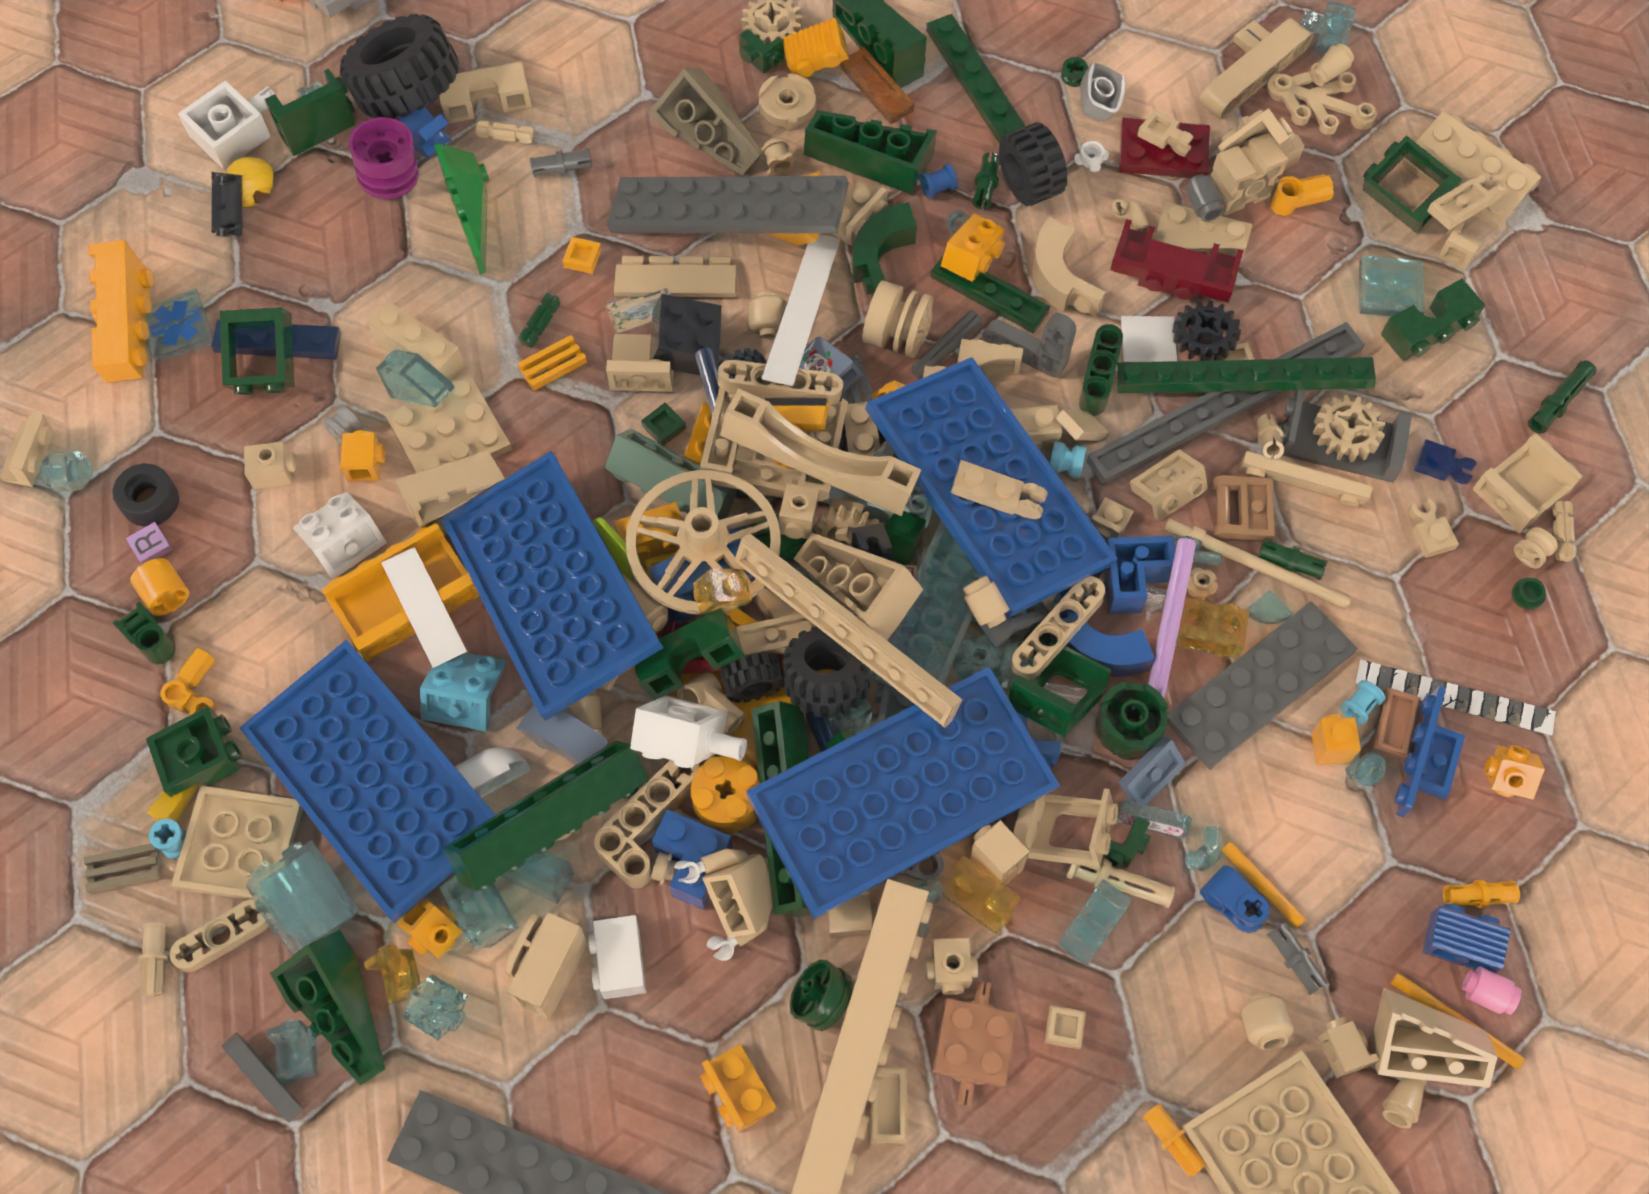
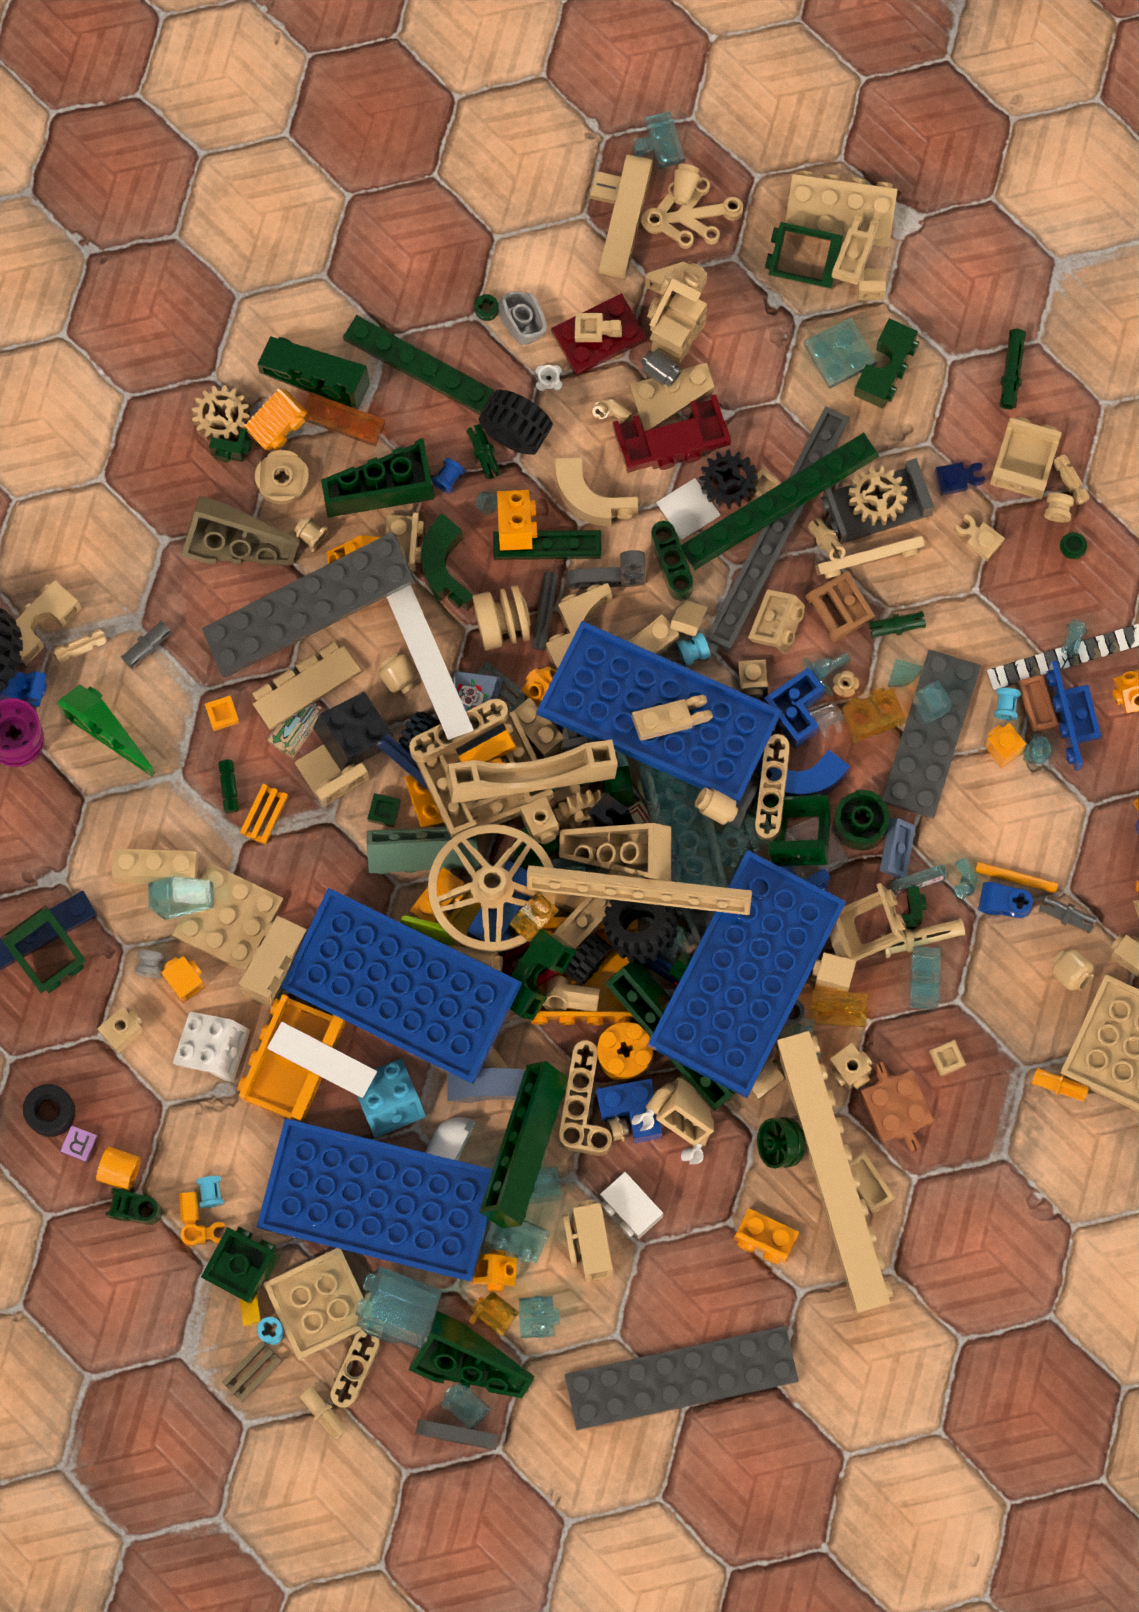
camera: 30 degrees left, 10 degrees up
(226, 665) = (210, 1191): none -> medium azure bush
(683, 732) = (573, 1030): white brick -> none
(1172, 614) = (843, 728): lavender axle -> none
(1259, 564) = (821, 649): tan bar -> none
(1283, 647) = (932, 702): none -> clear light blue brick
(1300, 192) = (728, 311): light orange piece -> none
(1483, 675) = (1074, 635): none -> clear light blue pin

